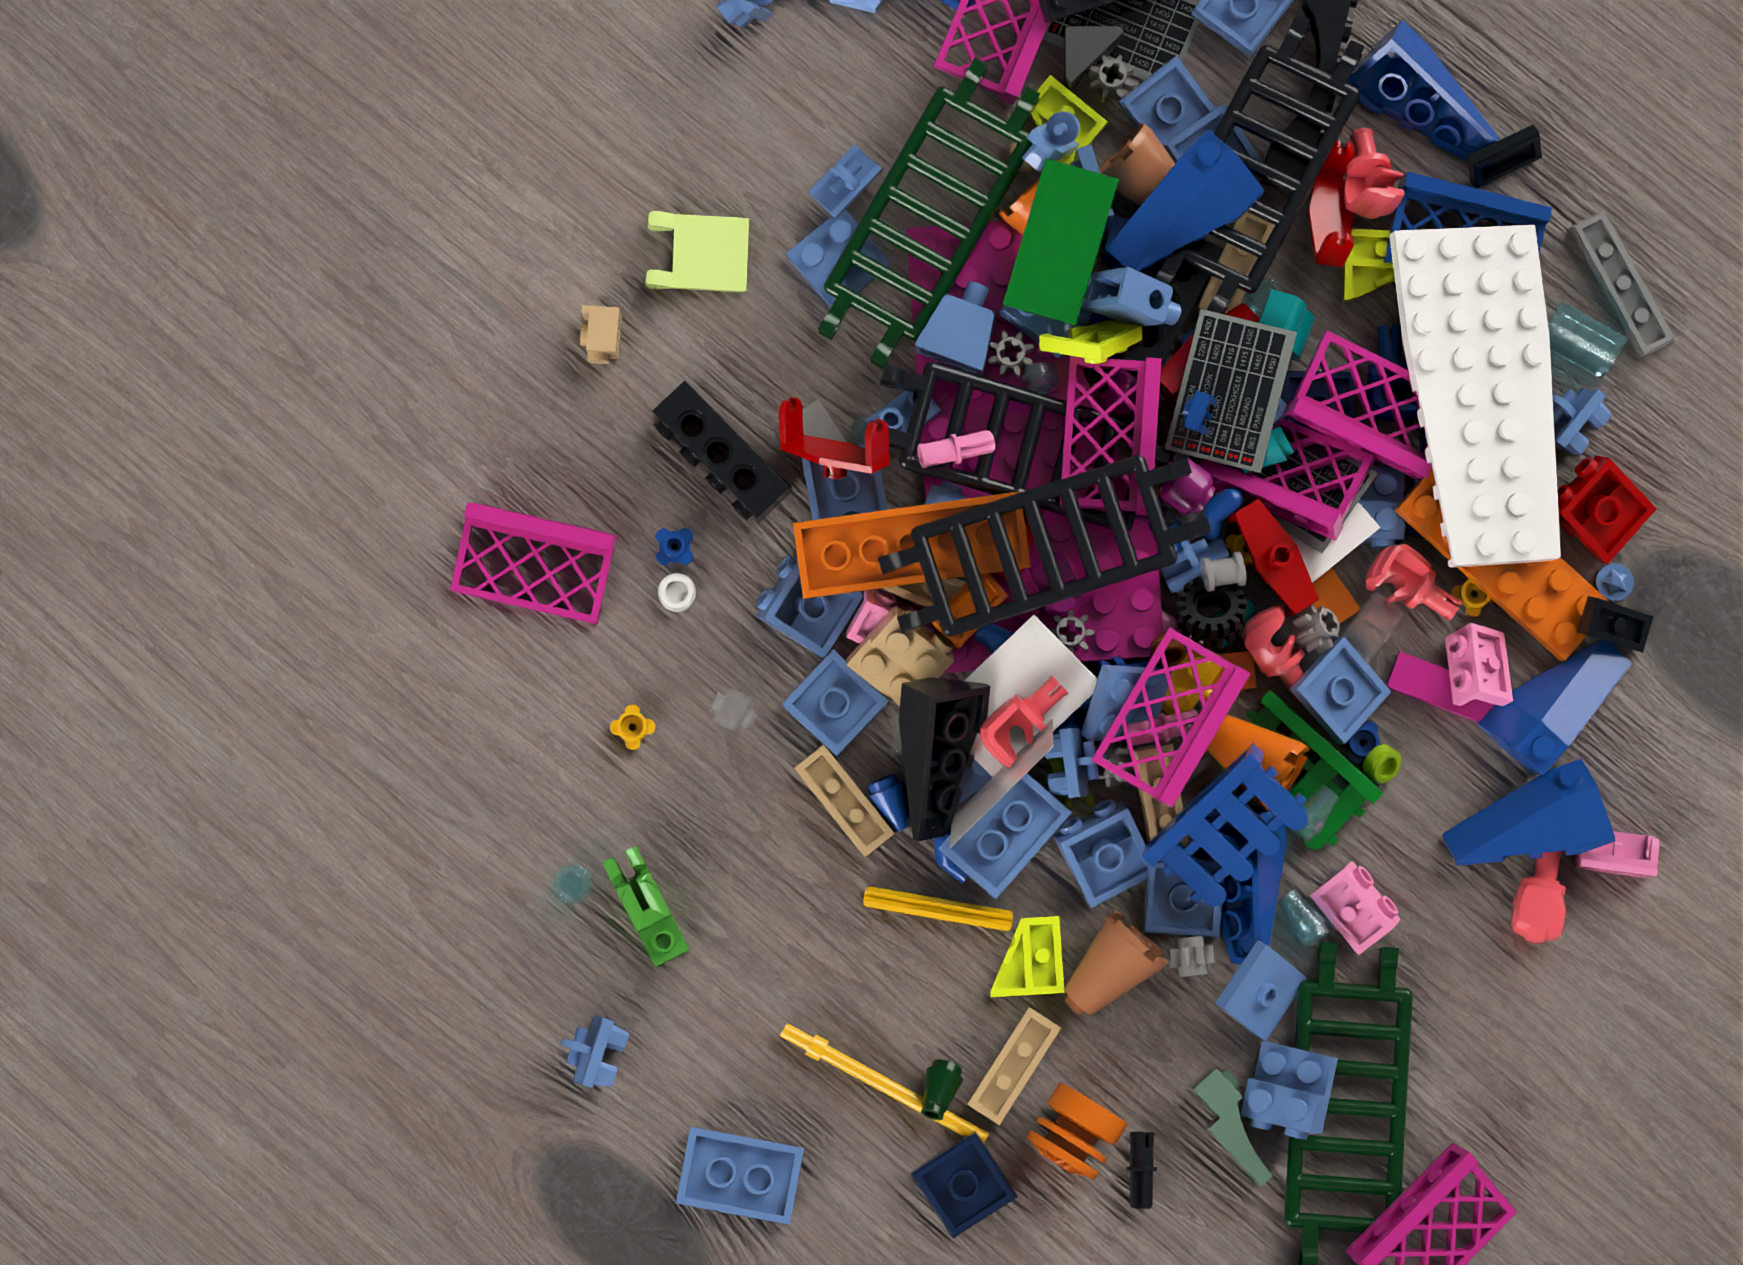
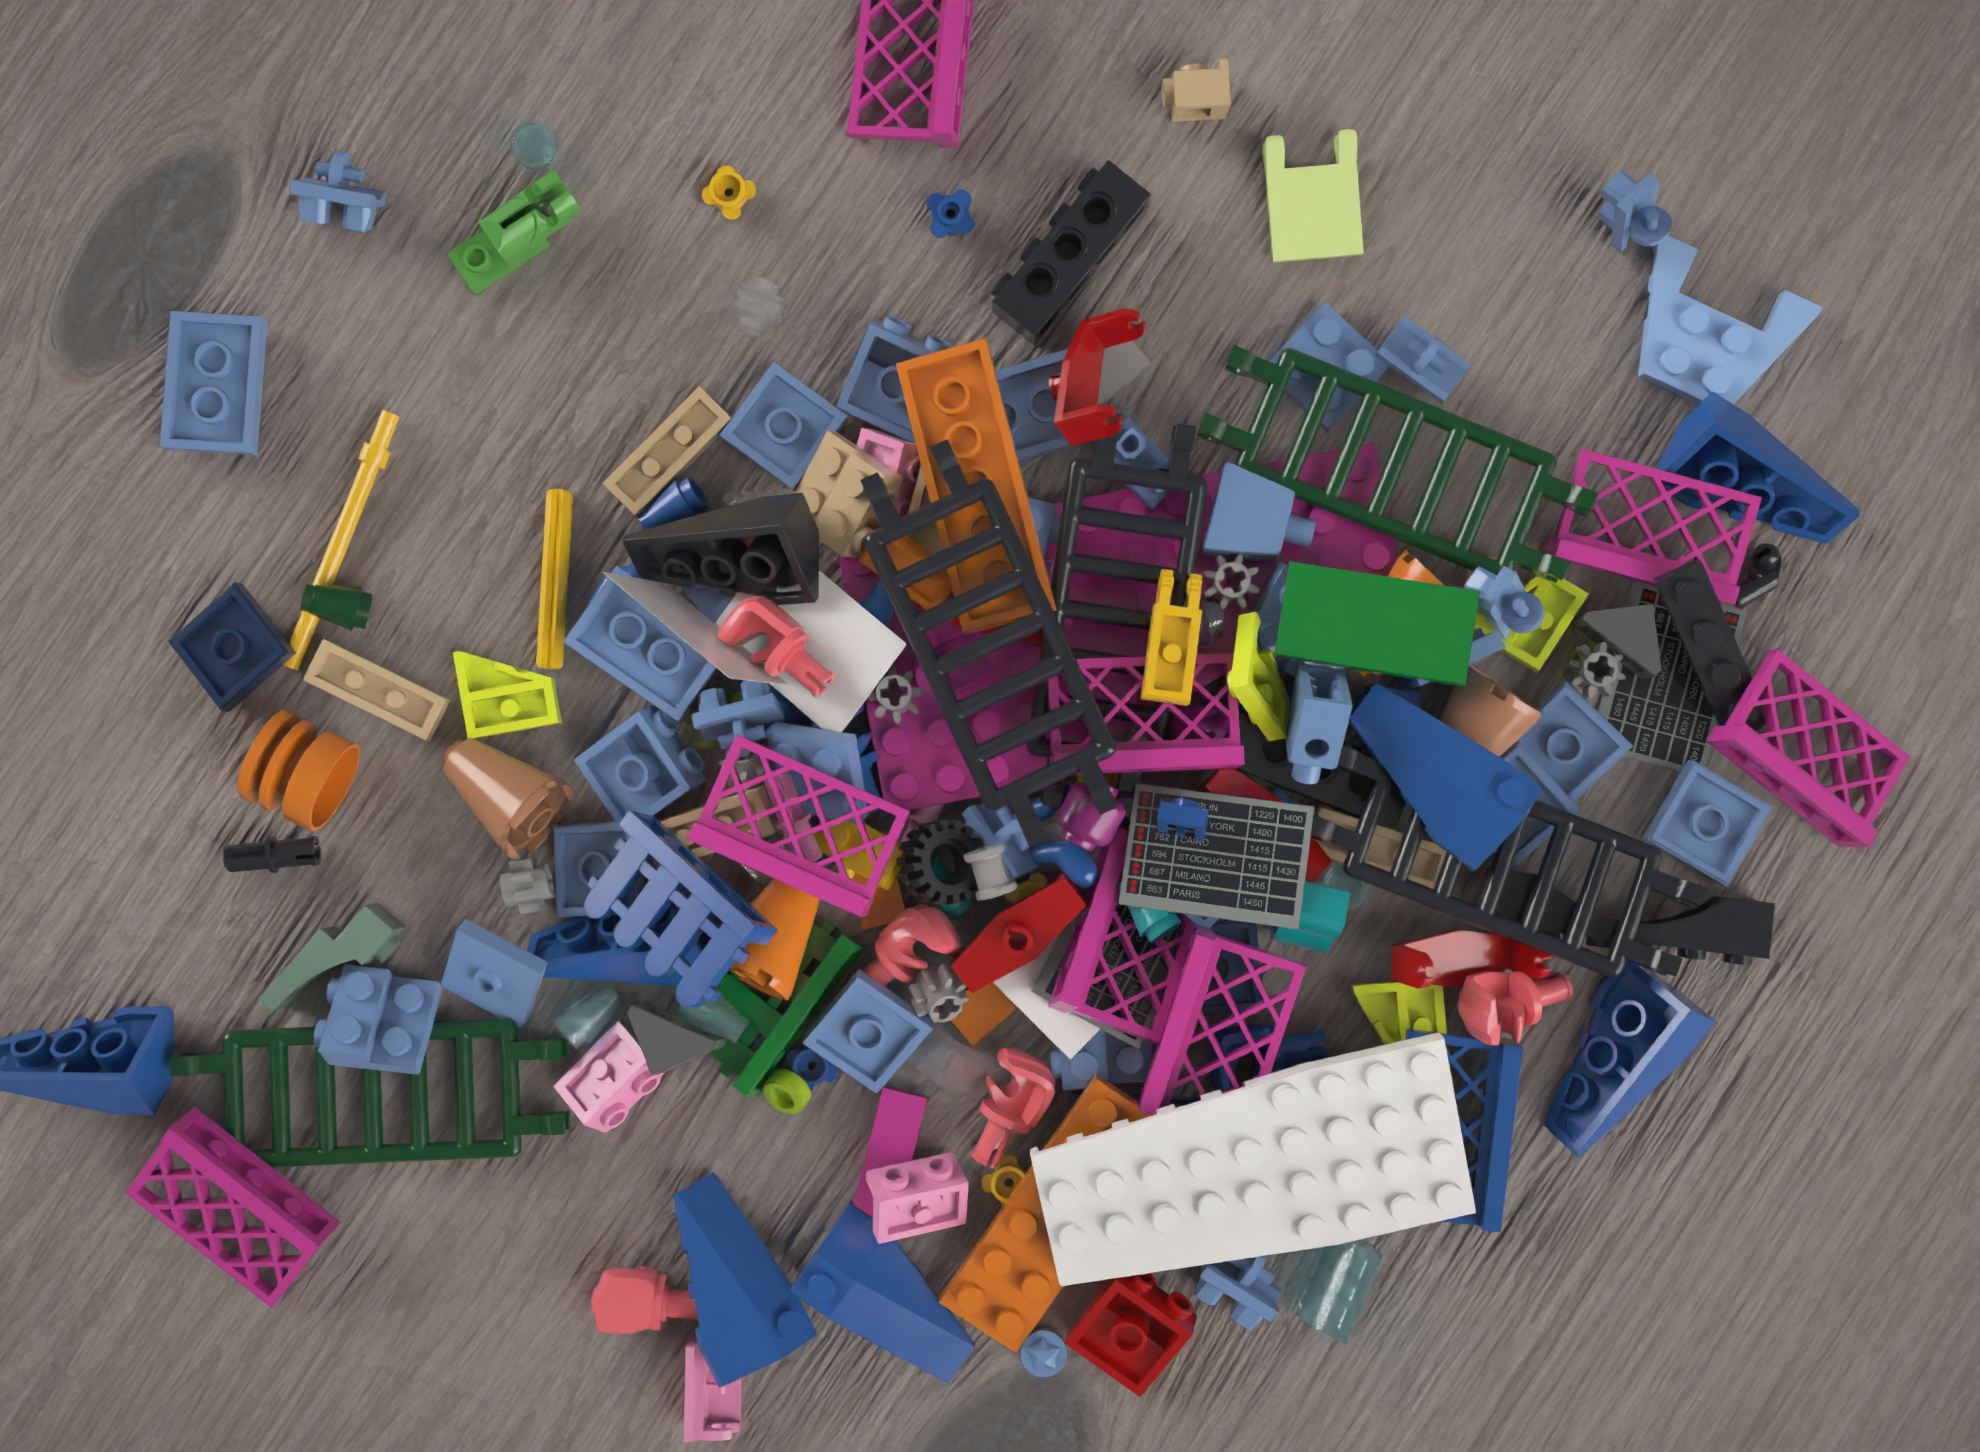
camera: 85 degrees right, 5 degrees up
(677, 592) = (896, 225): white tile -> none
(955, 448) = (1099, 524): bright pink axle -> none
(1057, 402) = (1172, 643): none -> yellow hinge
(1174, 652) = (883, 820): dark orange plate -> none
(1330, 851) = (667, 1039): none -> dark grey slope
(1504, 156) = (1558, 1165): black tile -> none
(1615, 624) = (989, 1359): black plate -> none
(1622, 284) = (1416, 1326): light grey tile -> none

